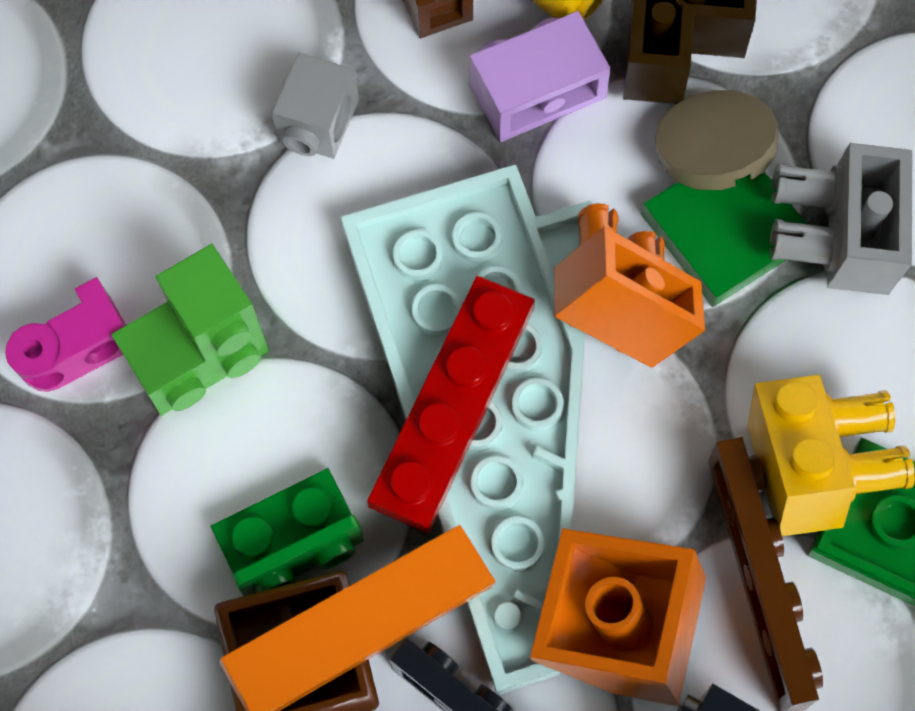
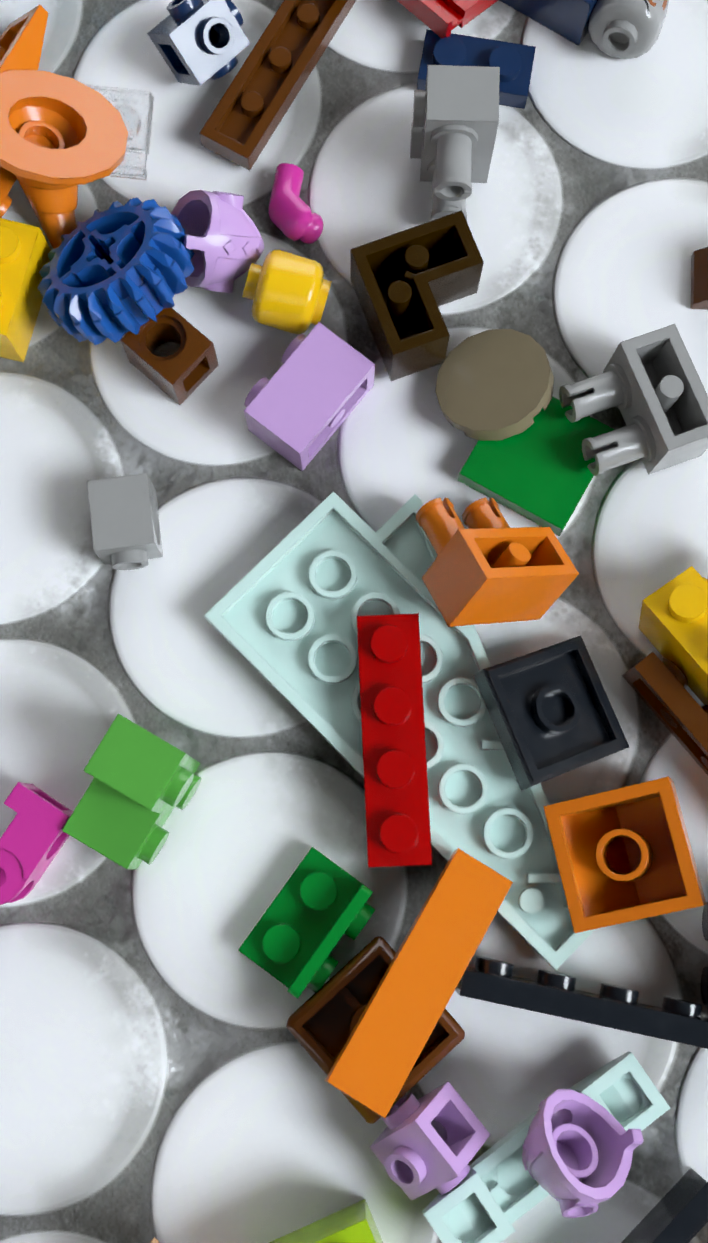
camera: 30 degrees left, 10 degrees up
(617, 453) = (550, 711): none -> black tile

